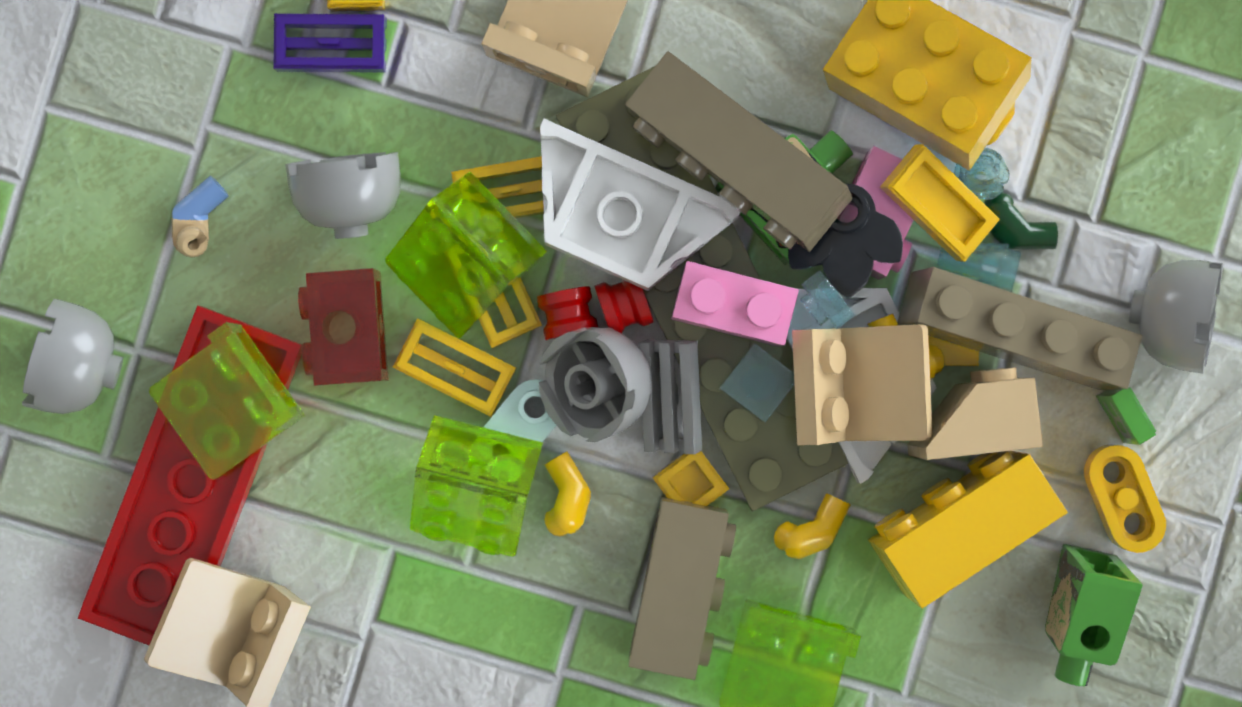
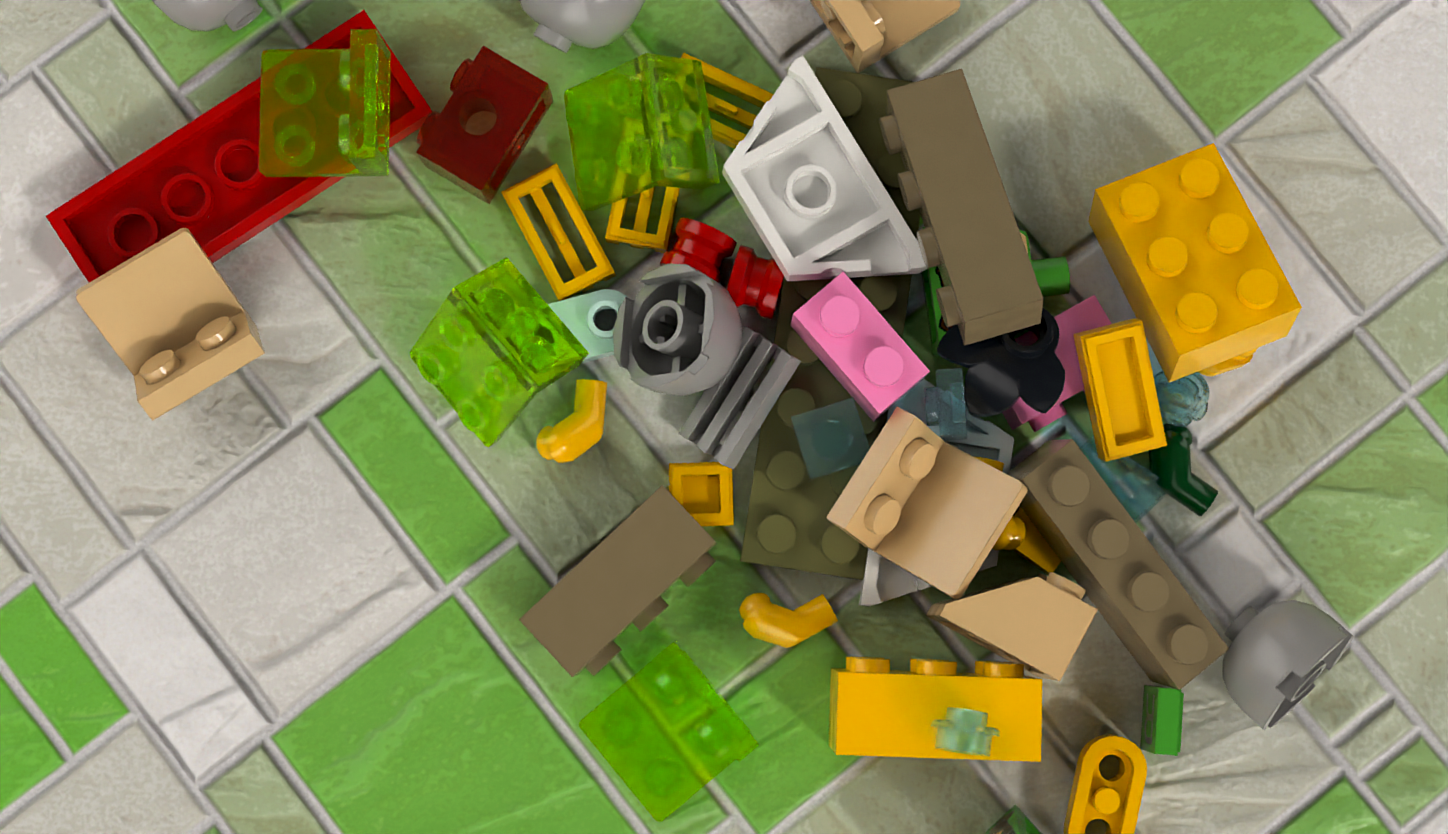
camera: 35 degrees right, 5 degrees down
(1003, 532) = (964, 732): none -> clear light blue plate

